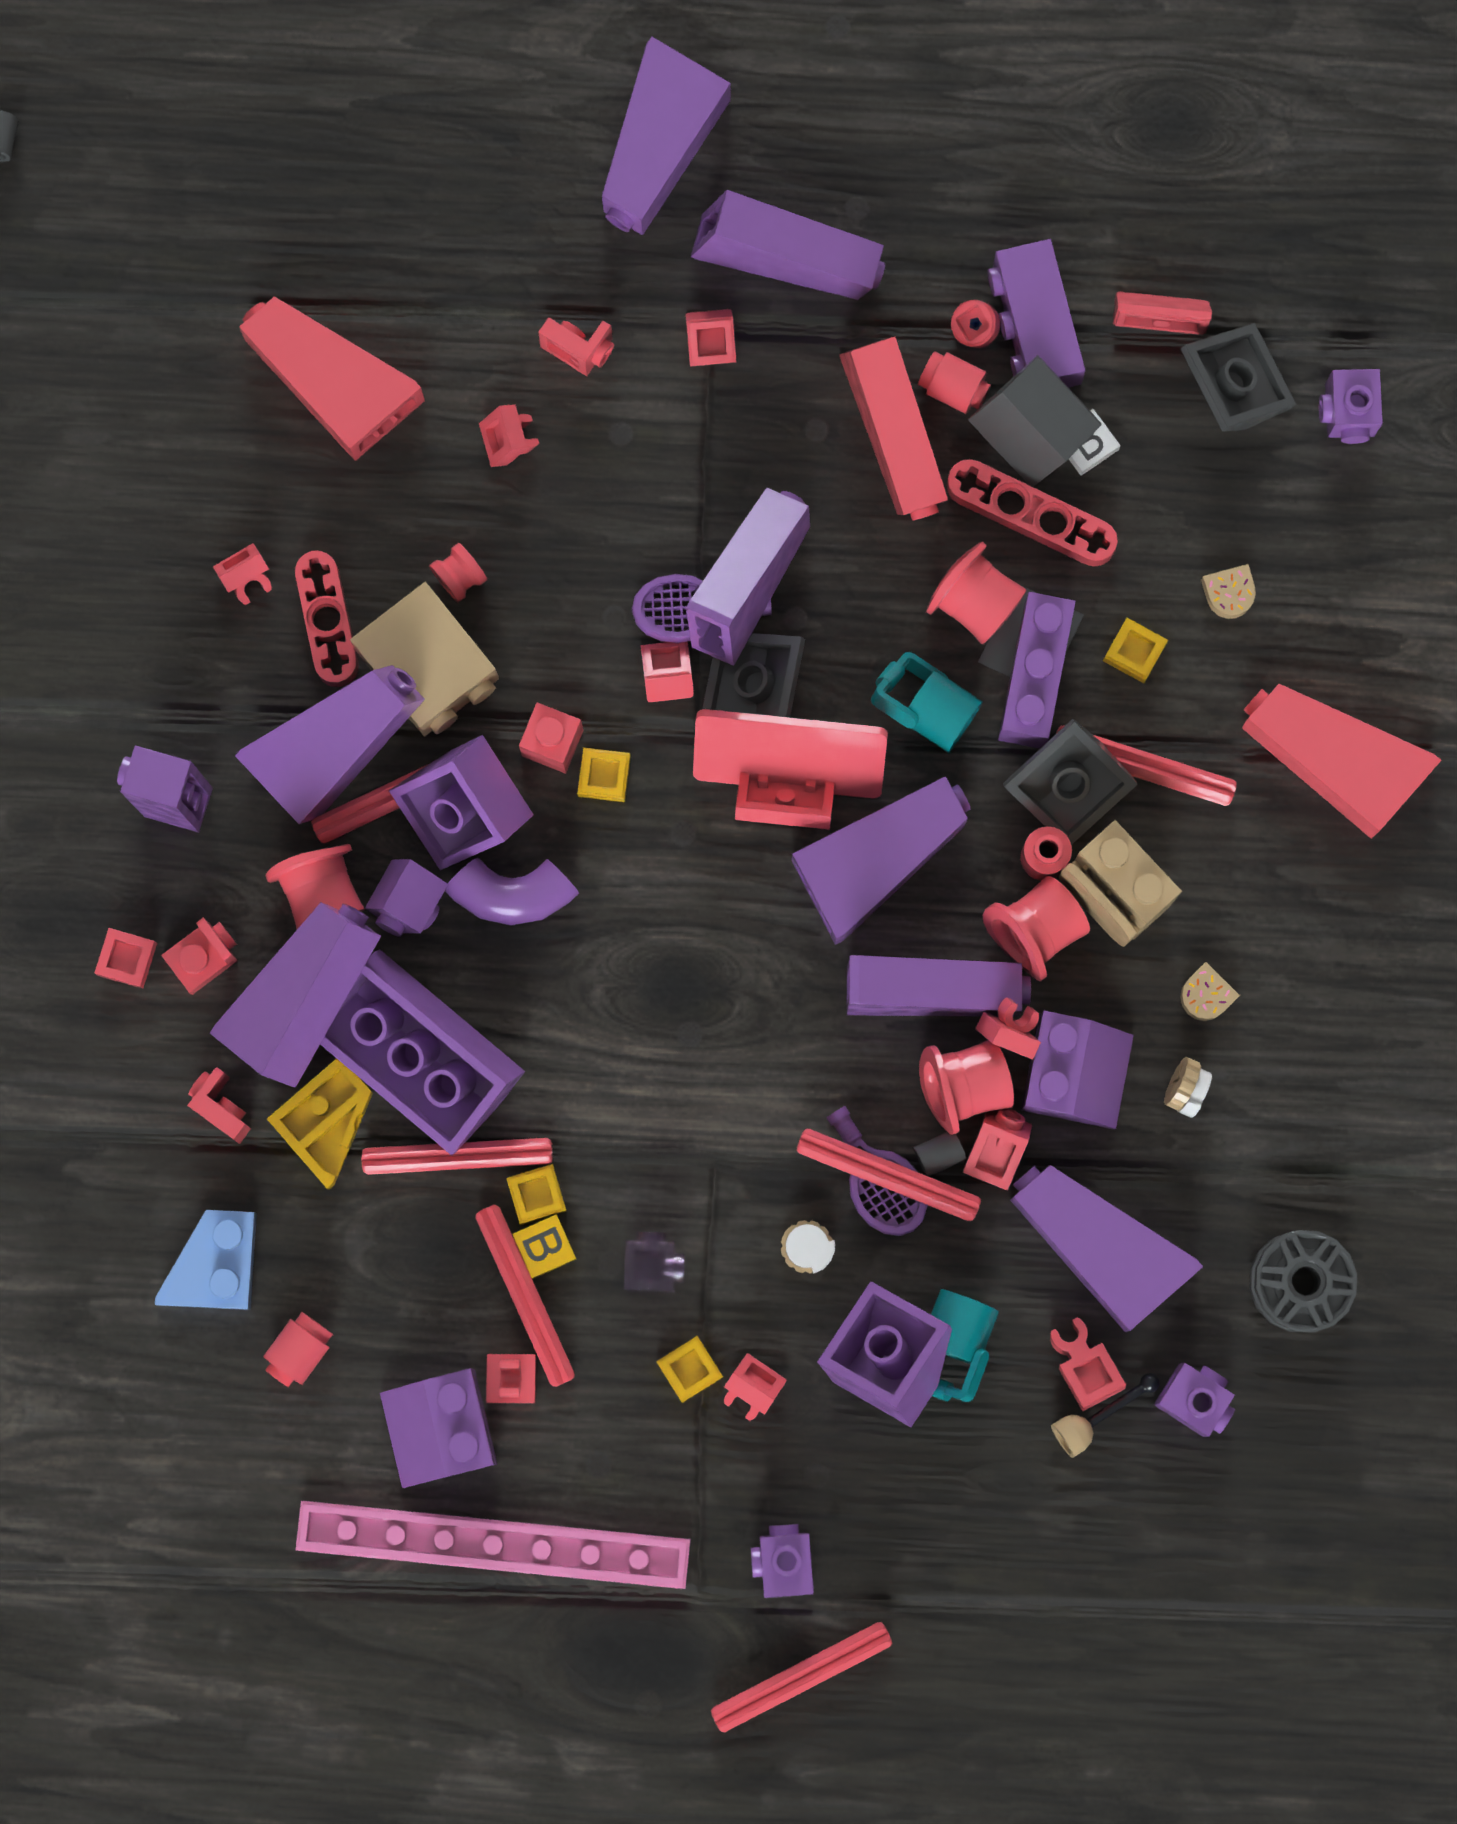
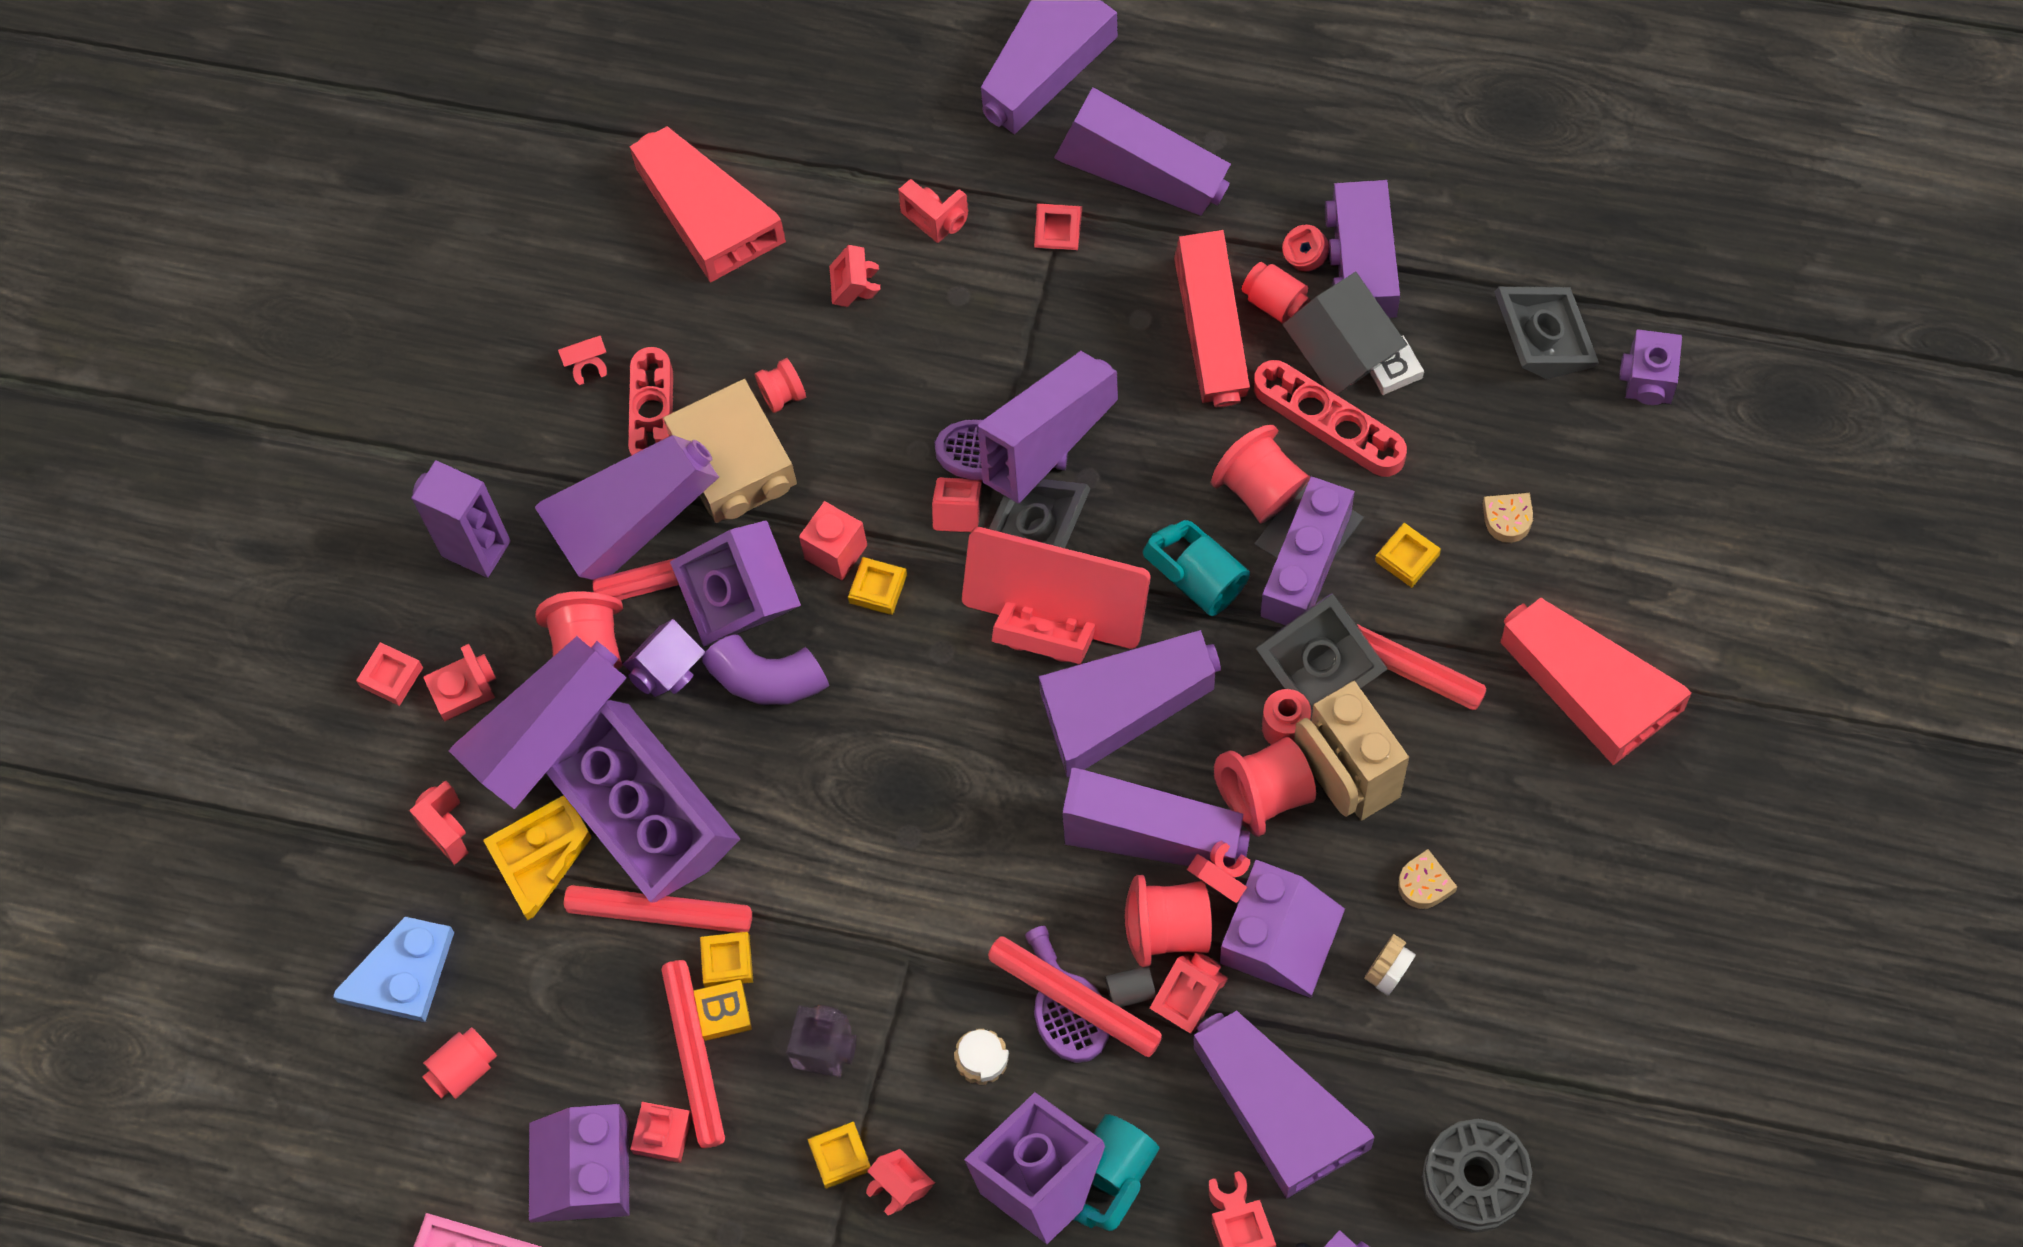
camera: 15 degrees right, 15 degrees down
(1161, 313) = (1481, 266): coral slope -> none

